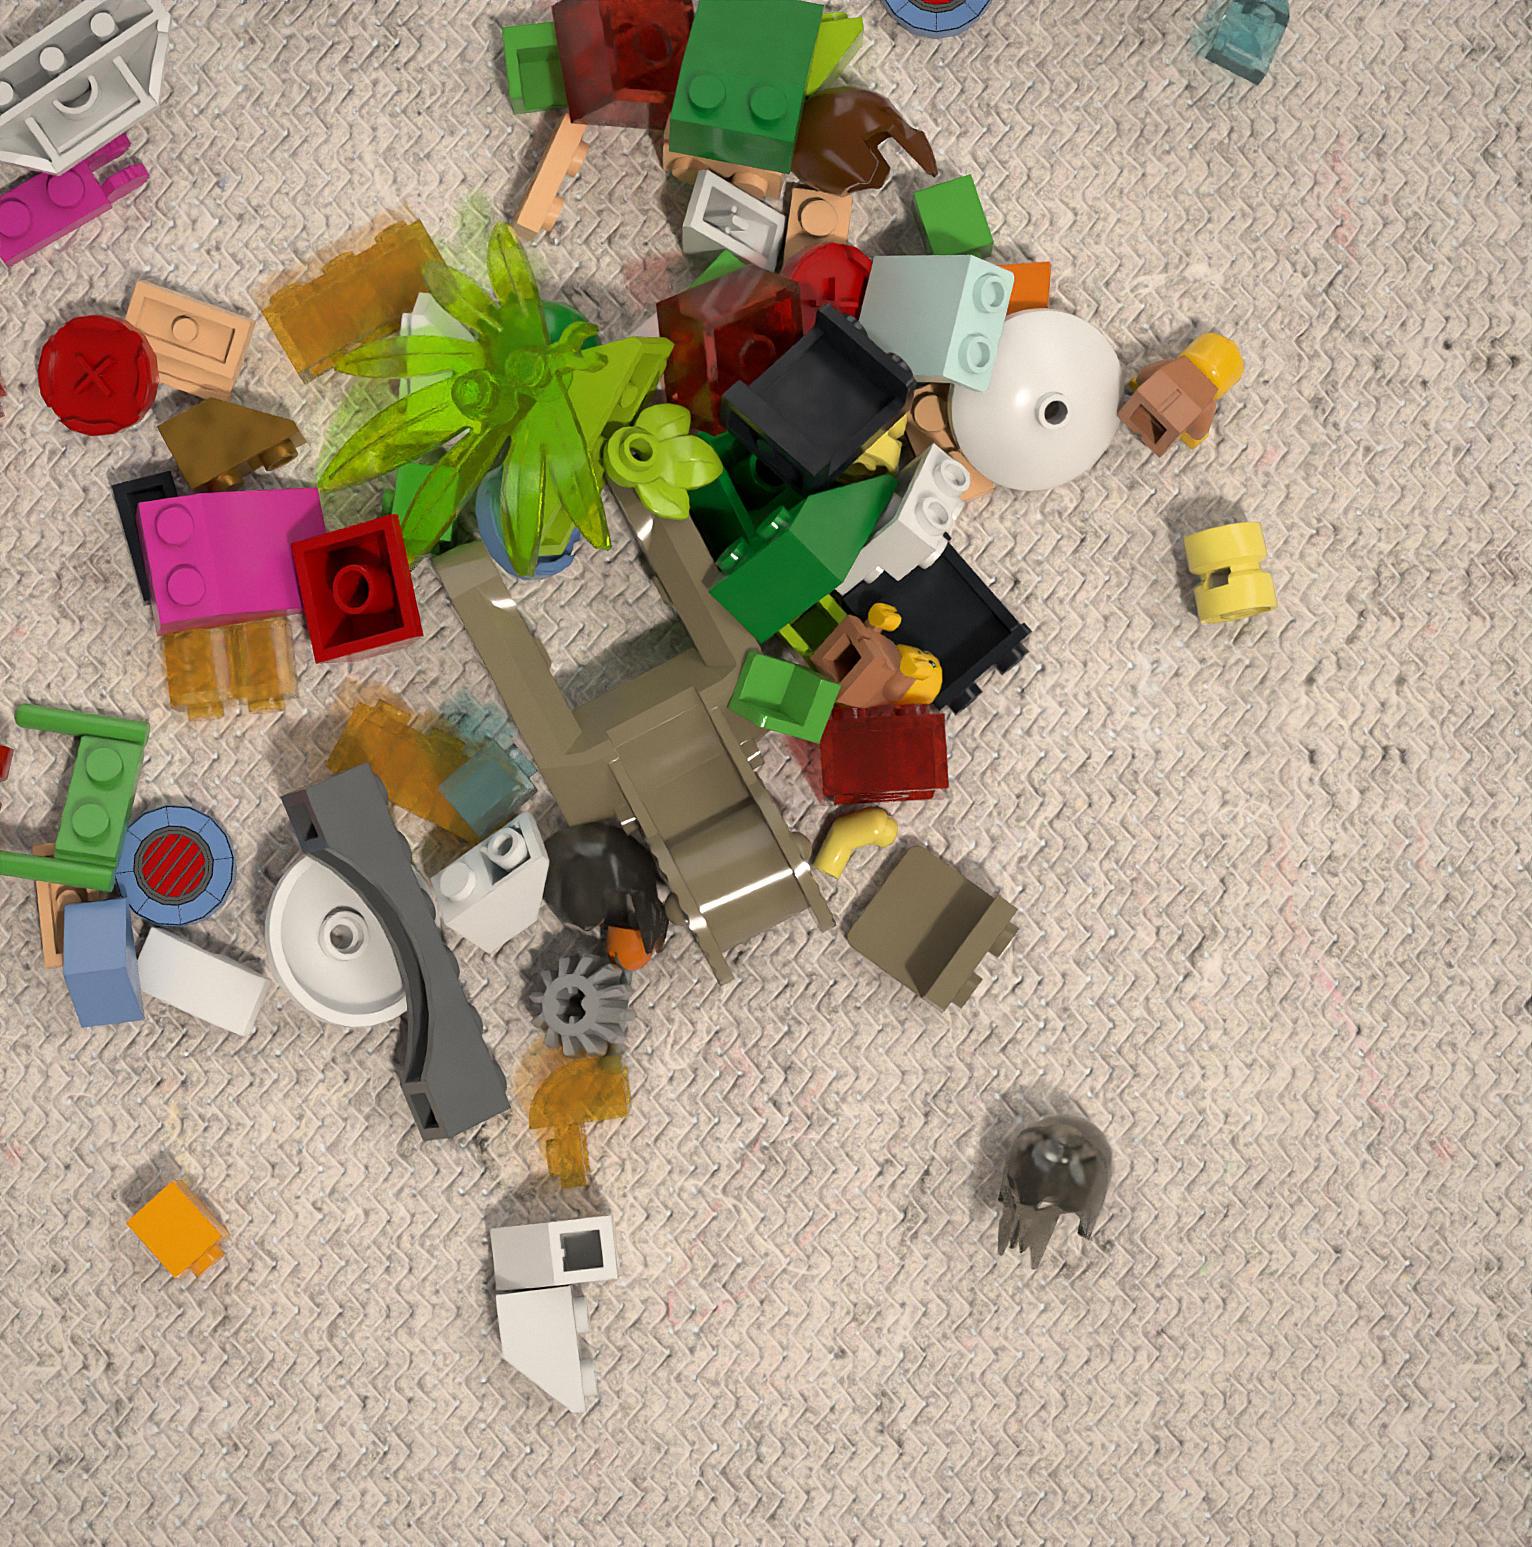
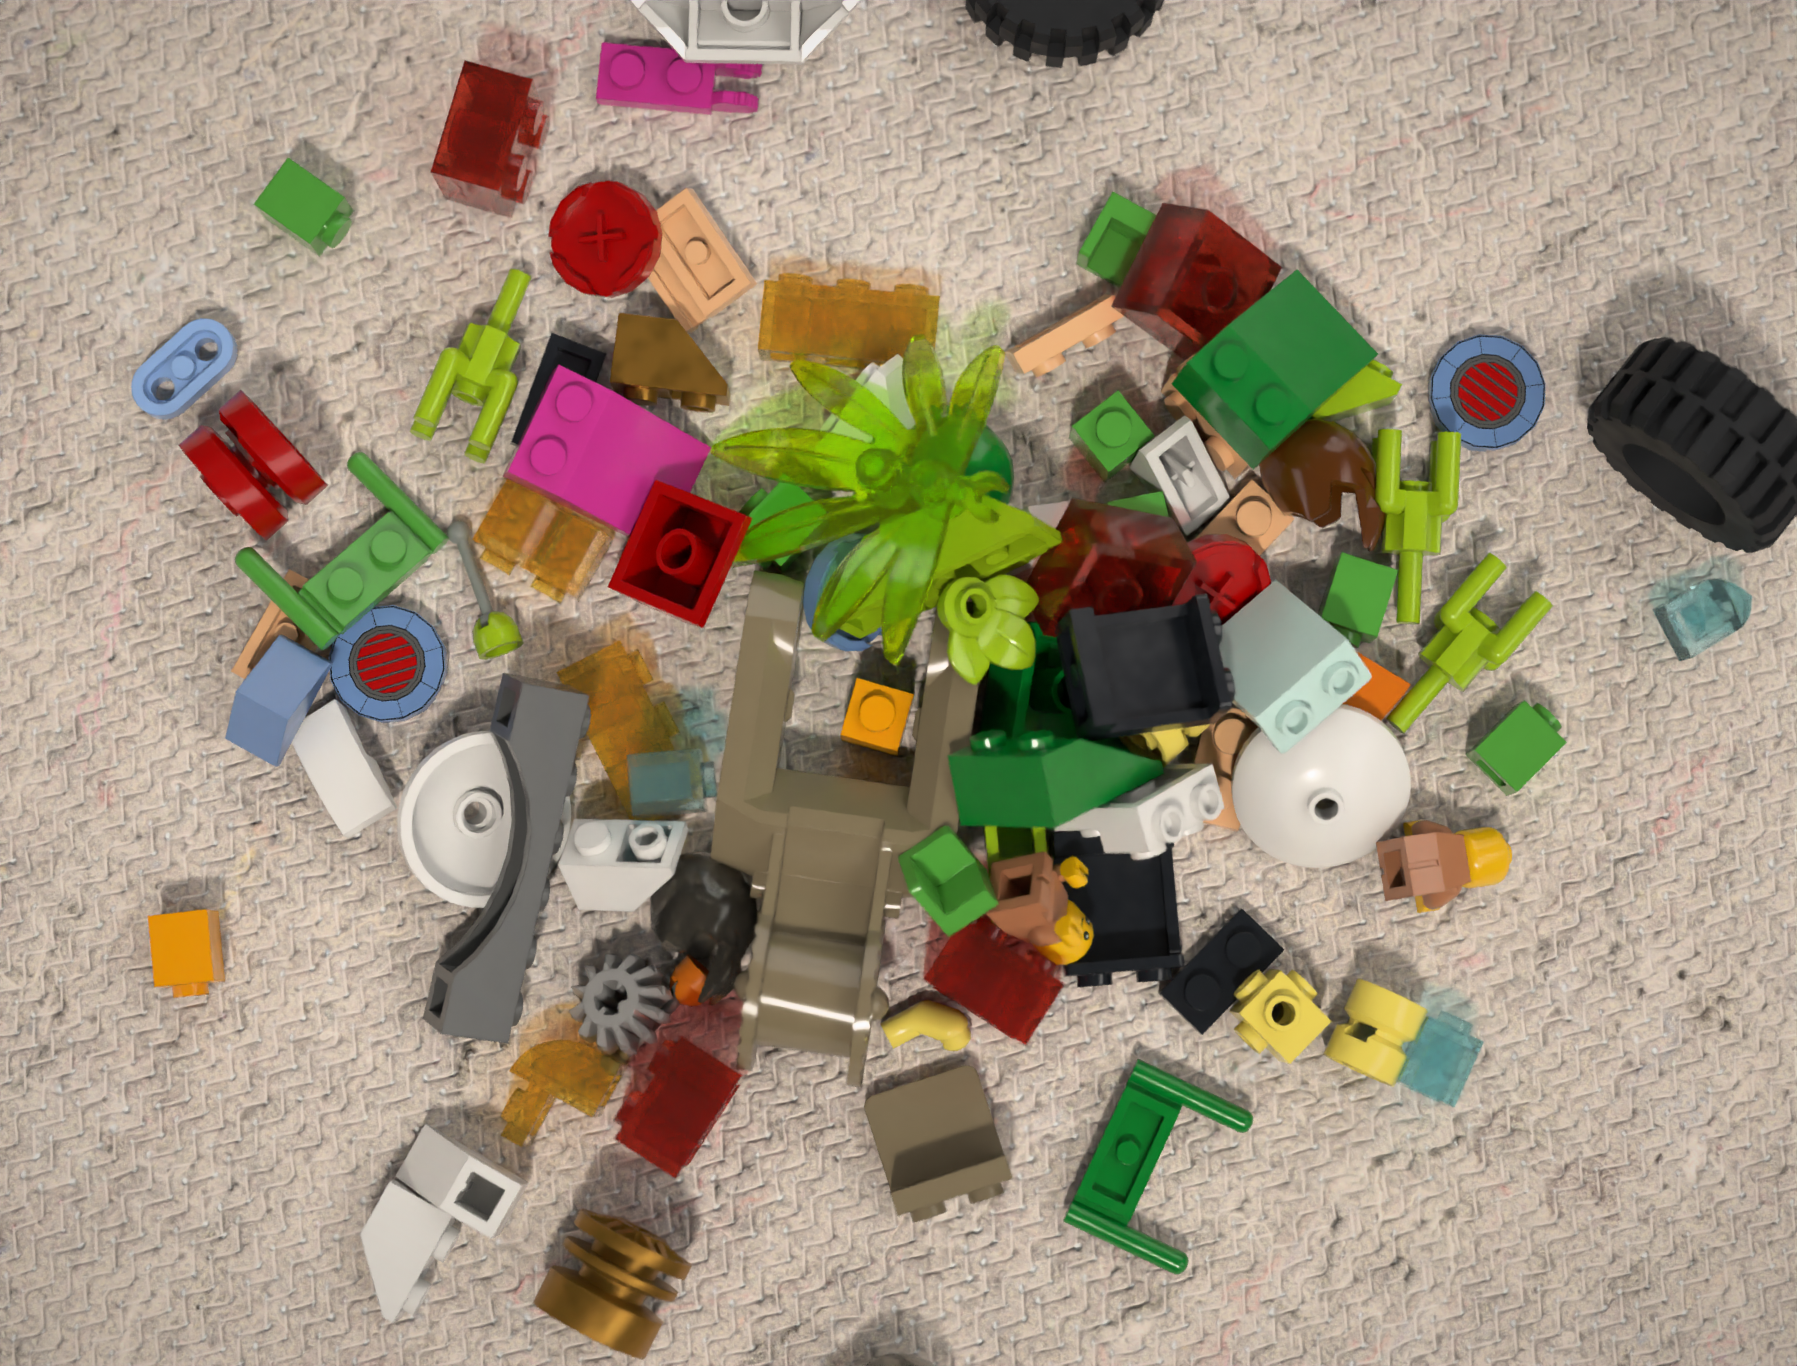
camera: 35 degrees right, 0 degrees up
(73, 565) = (477, 373): none -> lime plant
(245, 773) = (494, 631): none -> hinge
(624, 610) = (877, 717): none -> light orange brick
(648, 235) = (1110, 436): none -> bright green brick
(693, 1051) = (678, 1105): none -> clear red brick
(746, 1242) = (613, 1282): none -> pearl gold wheel
(948, 114) = (1415, 510): none -> lime plant
(1065, 616) = (1211, 977): none -> black plate
(1071, 192) = (1467, 641): none -> lime plant
(1100, 823) = (1129, 1155): none -> green plate
(1158, 609) = (1298, 1017): none -> light yellow brick
(1176, 251) = (1517, 746): none -> bright green brick
(1300, 556) = (1440, 1058): none -> clear light blue brick

